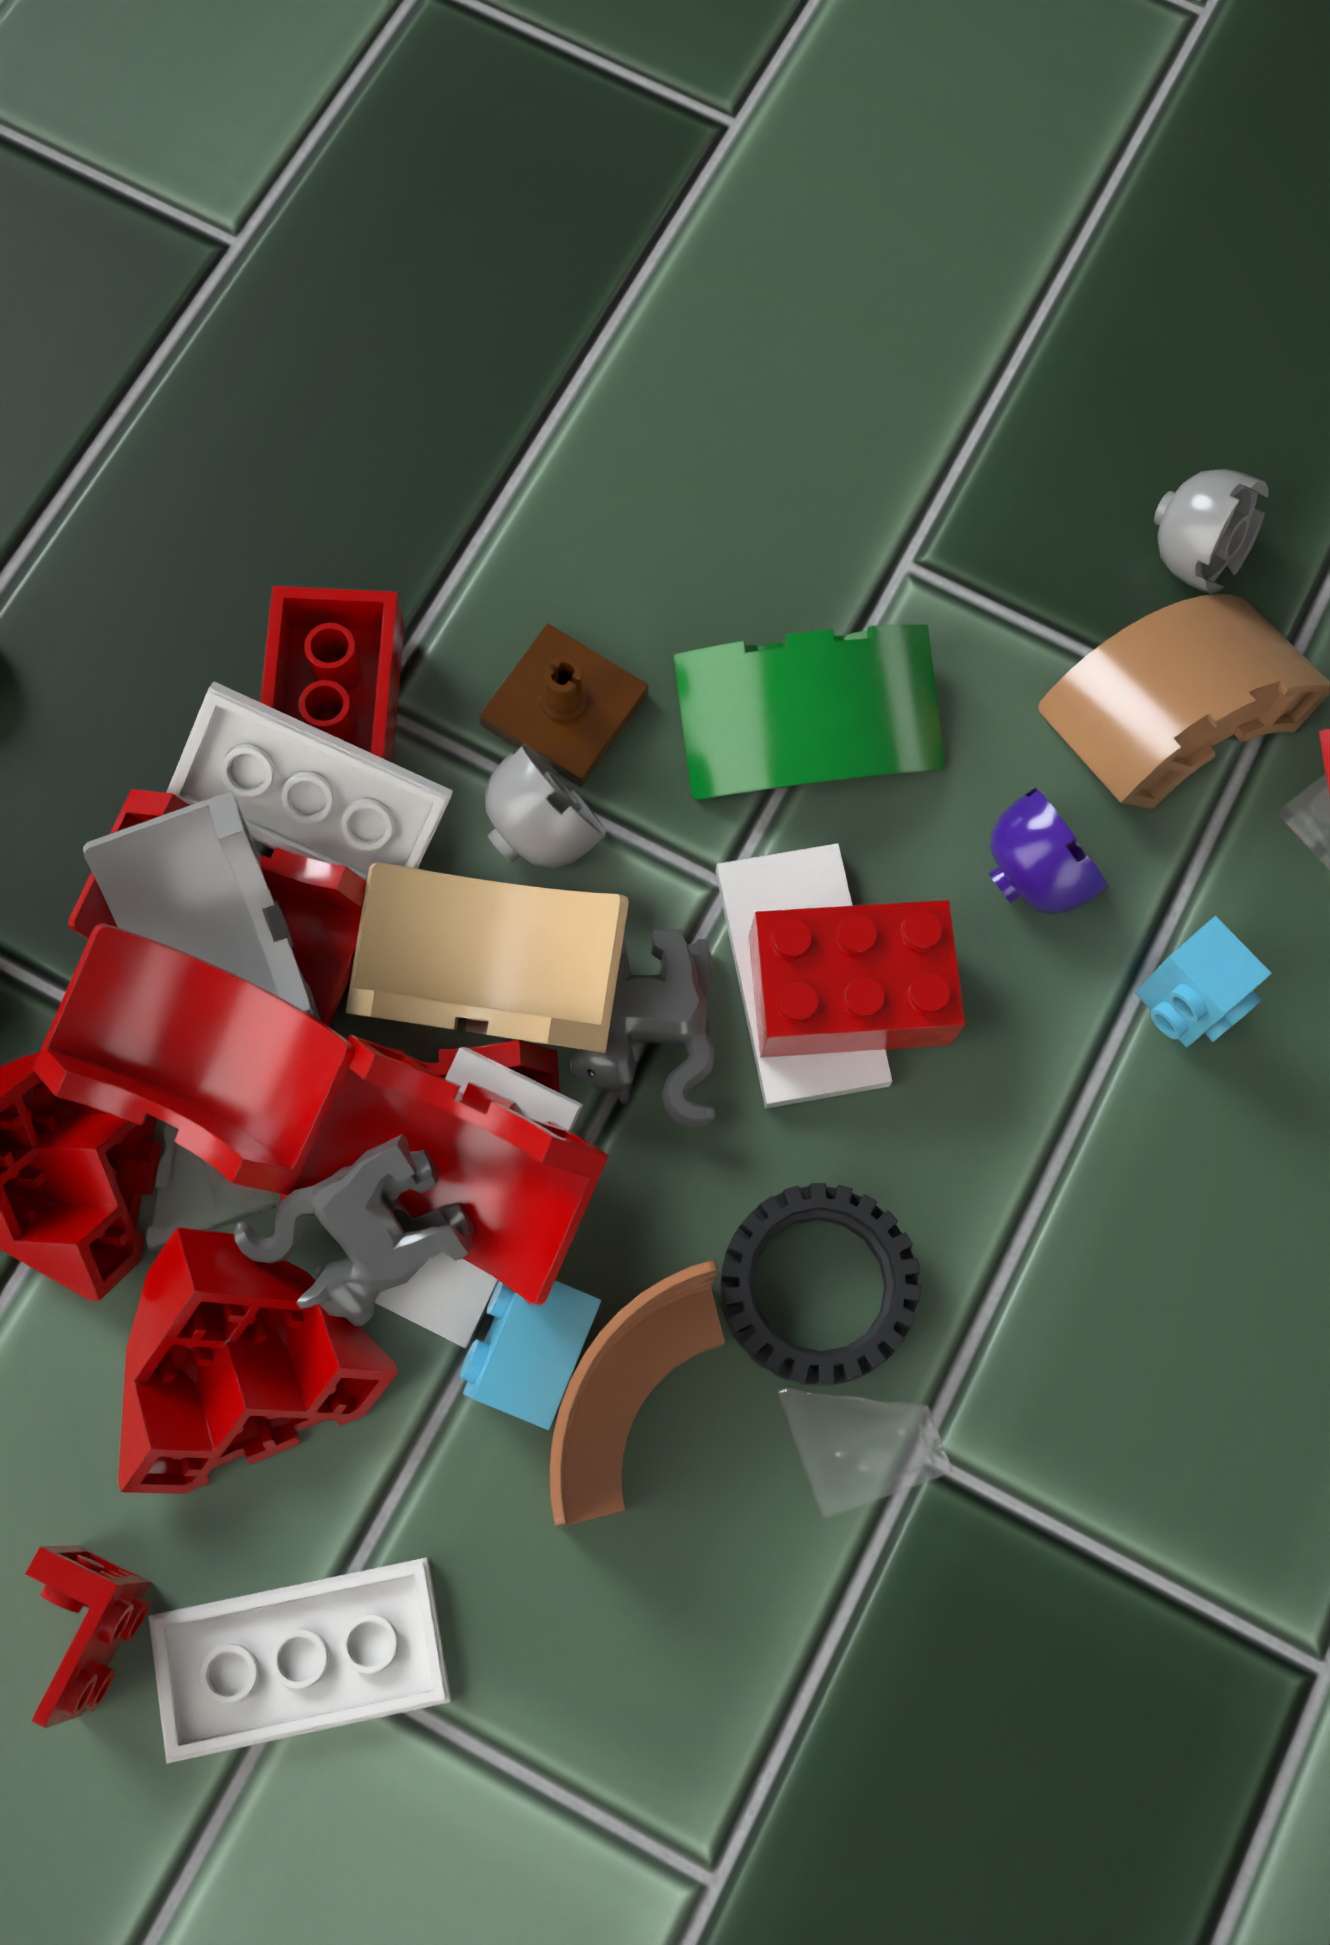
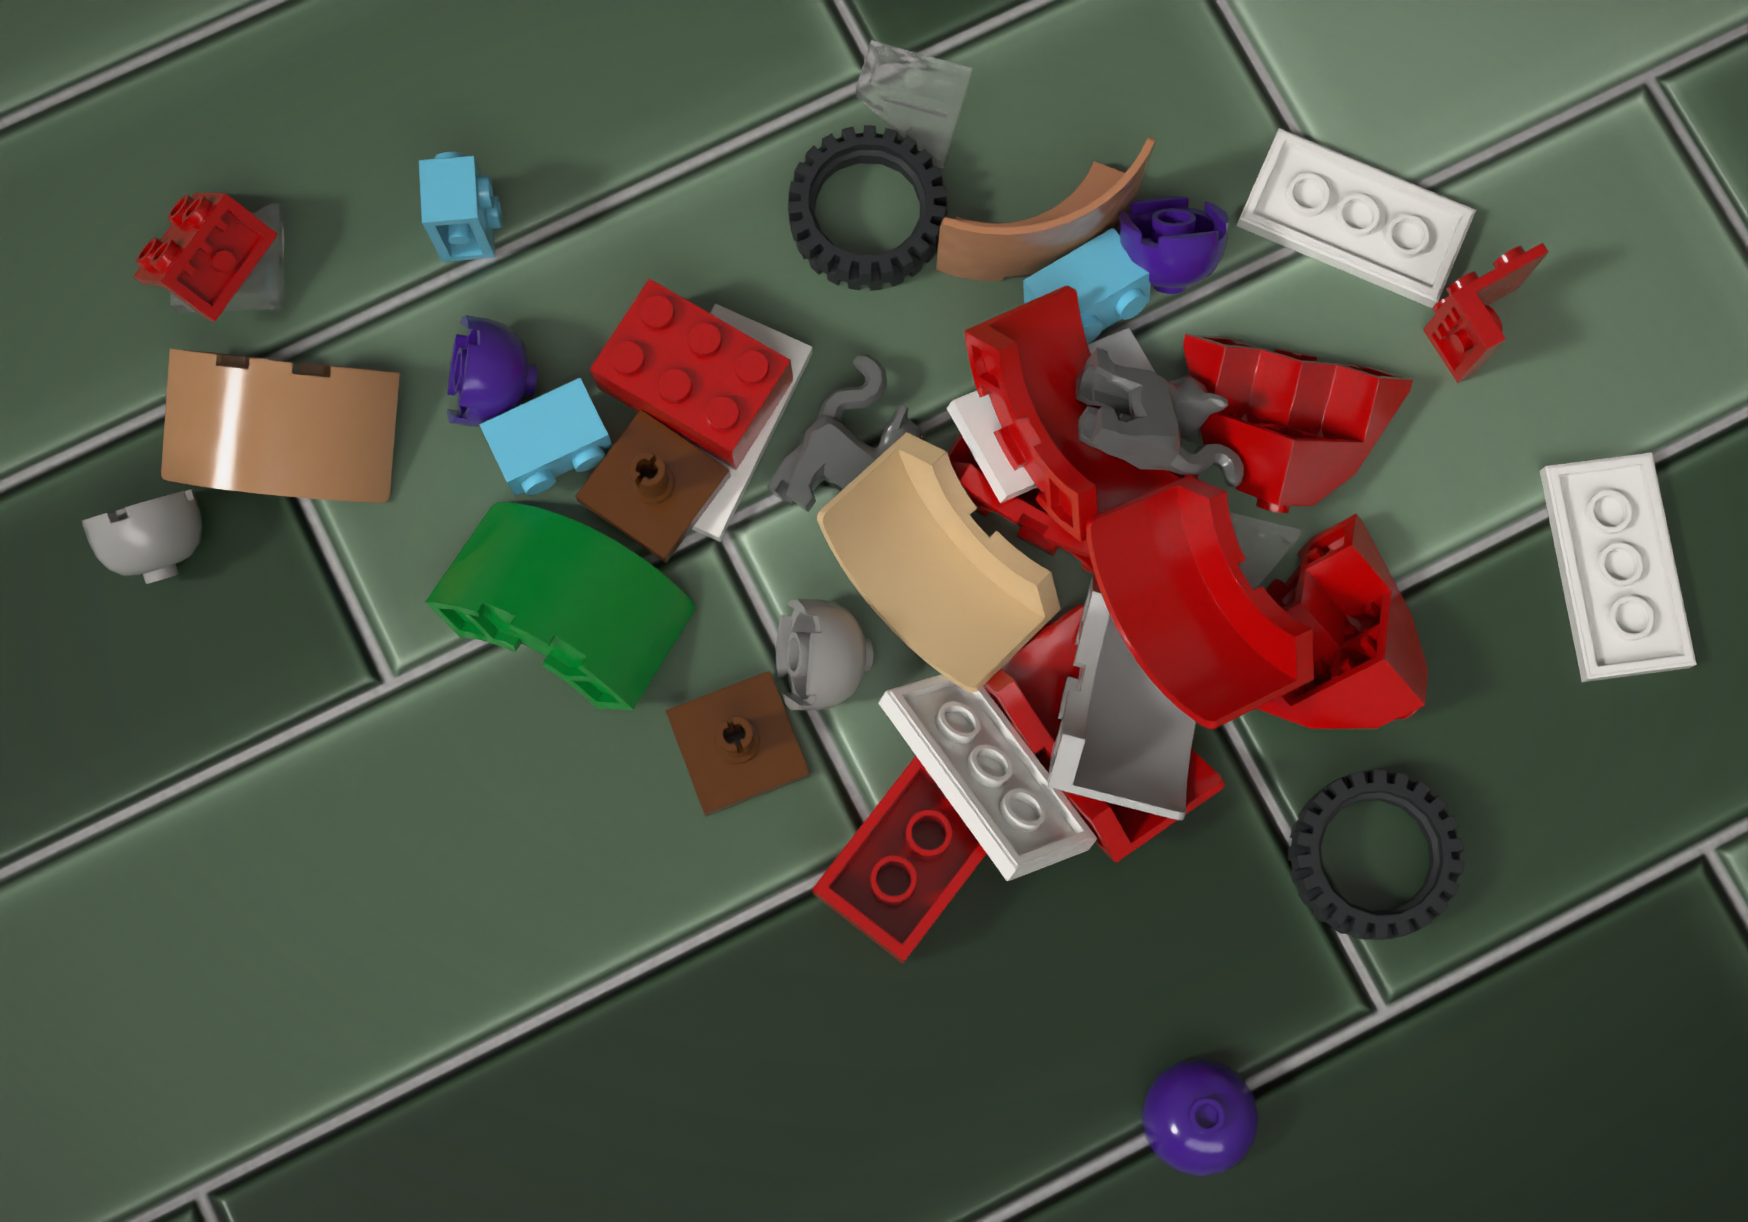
camera: 140 degrees left, 5 degrees up
(478, 1466) = (1174, 241): none -> dark purple cylinder
(810, 854) = (653, 486): none -> reddish brown tile
(941, 835) = (547, 438): none -> medium azure brick

